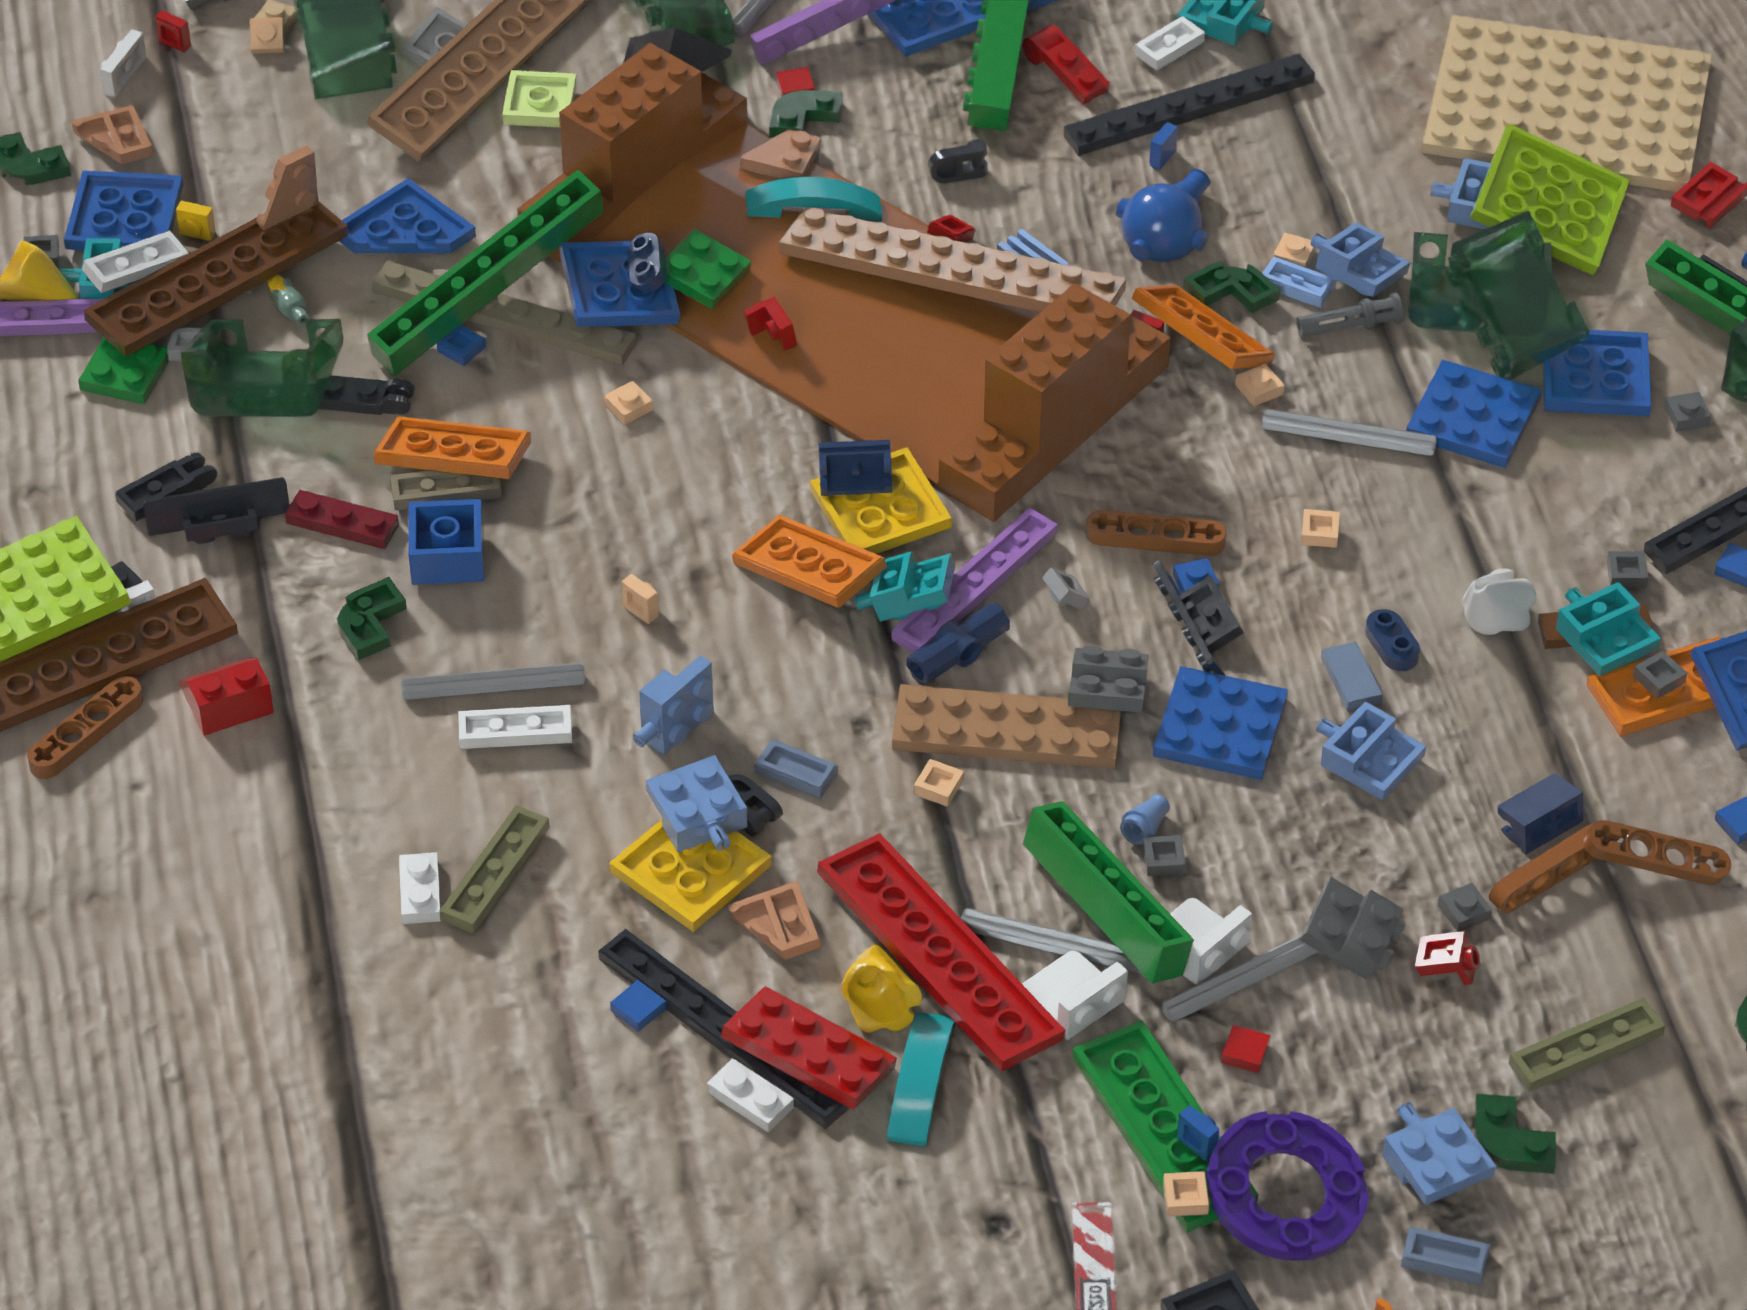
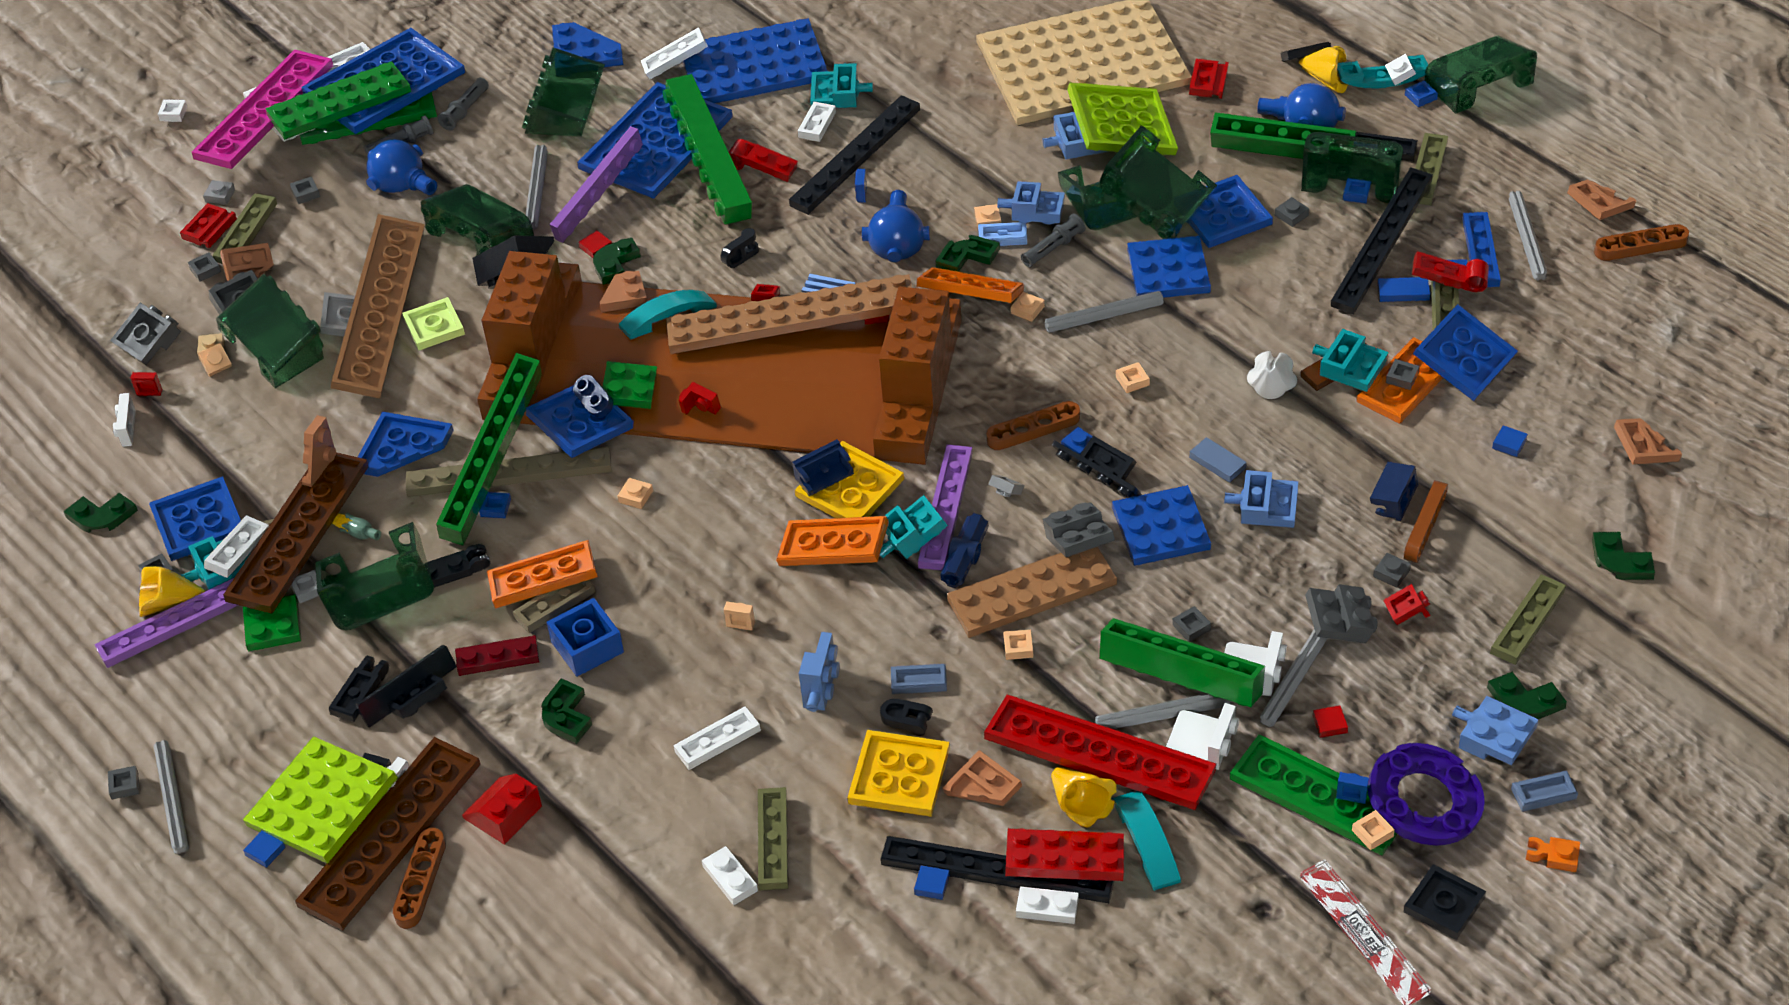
camera: 25 degrees left, 0 degrees up
(115, 134) = (154, 468): nougat wing -> none
(195, 220) = (253, 502): yellow plate -> none
(493, 681) = (678, 715): light grey axle -> none
(698, 804) = (882, 730): medium blue plate -> none
(1144, 819) = (1163, 607): medium blue cone -> none
(1388, 633) = (1222, 426): dark blue plate -> none
(1627, 568) = (1331, 321): dark grey plate -> none
(1657, 858) = (1481, 479): dark orange beam -> none

